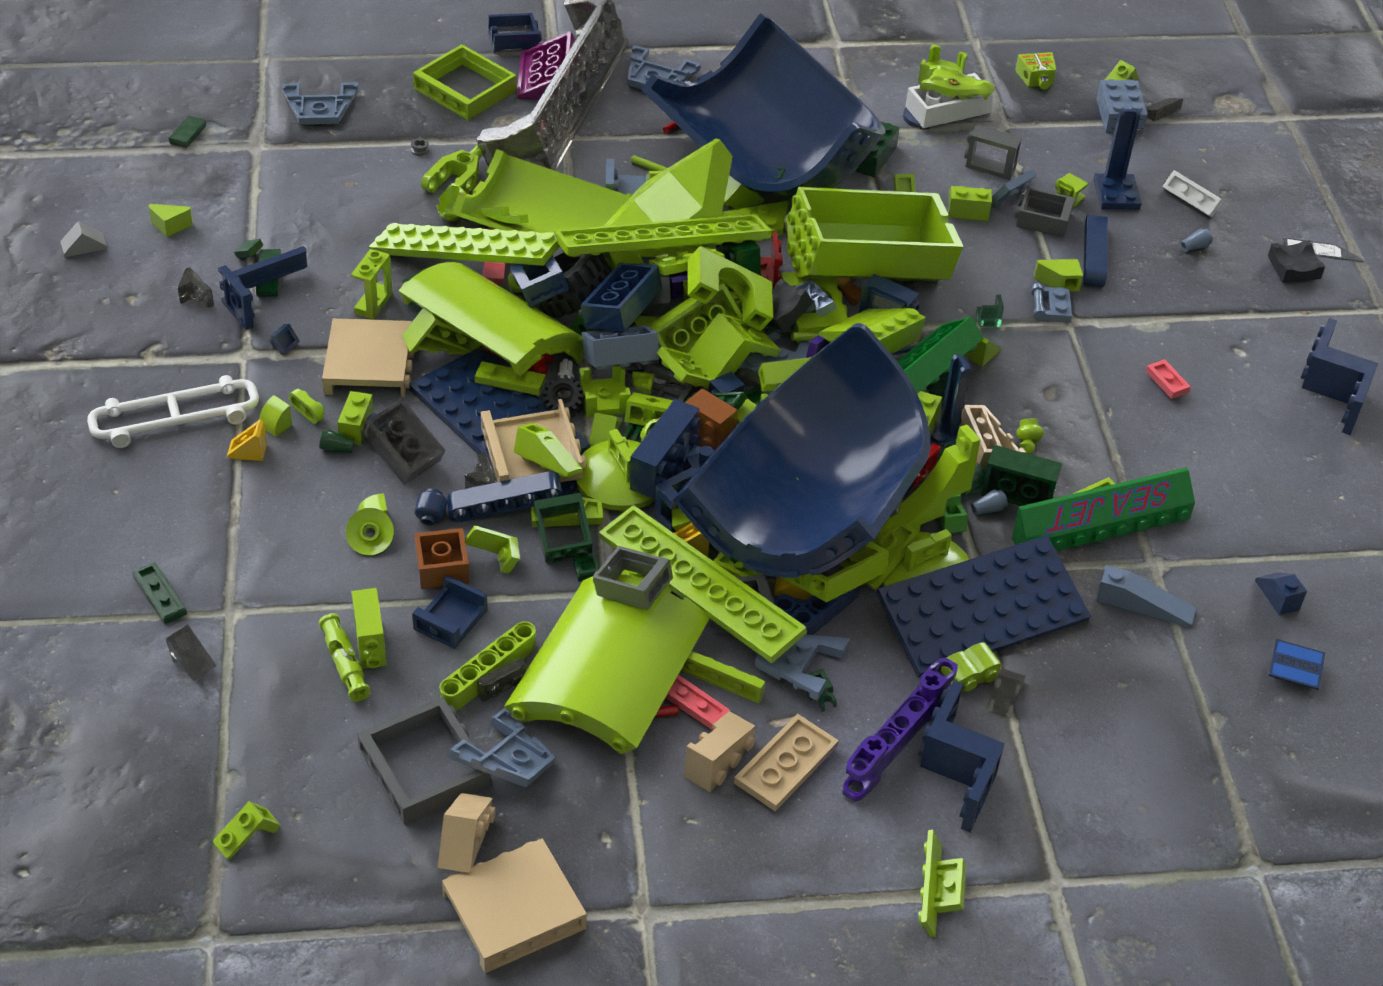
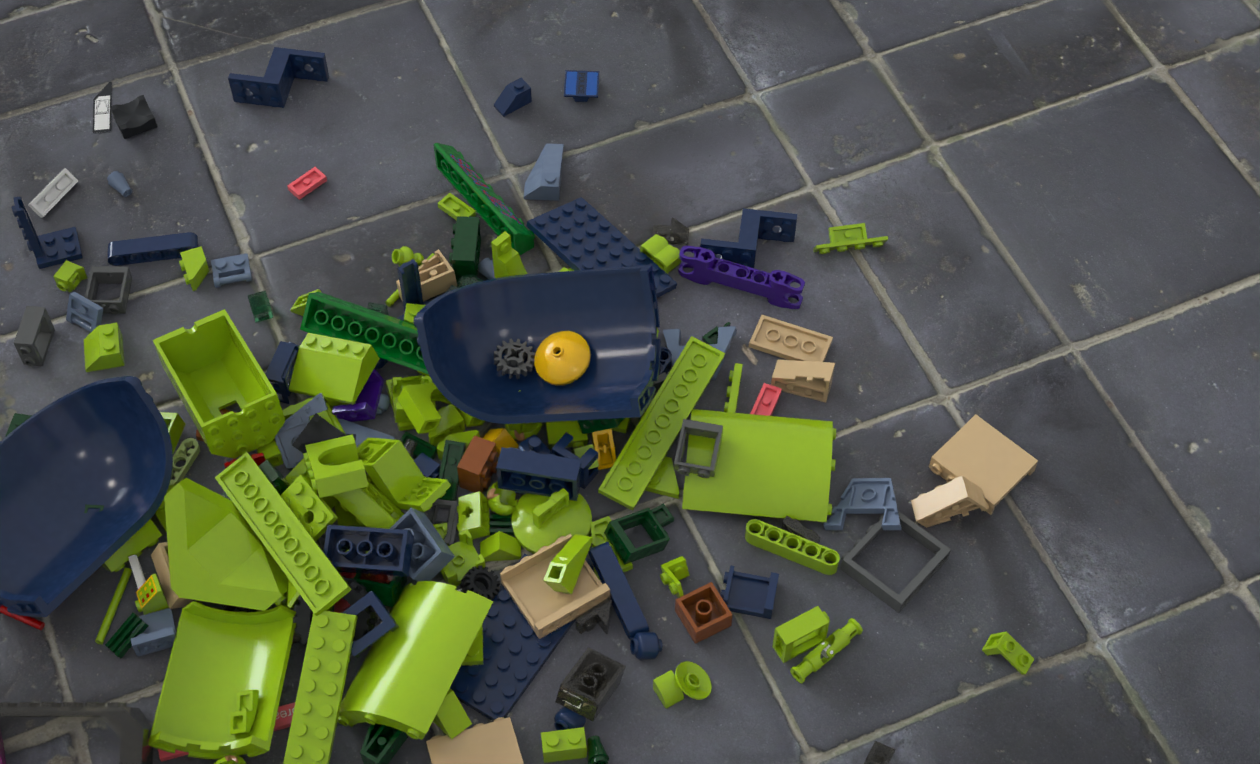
camera: 105 degrees left, 10 degrees up
(630, 170) = (125, 633): none -> dark green tile
(815, 501) = (568, 364): none -> yellow dish
(835, 471) = (514, 358): none -> dark grey gear

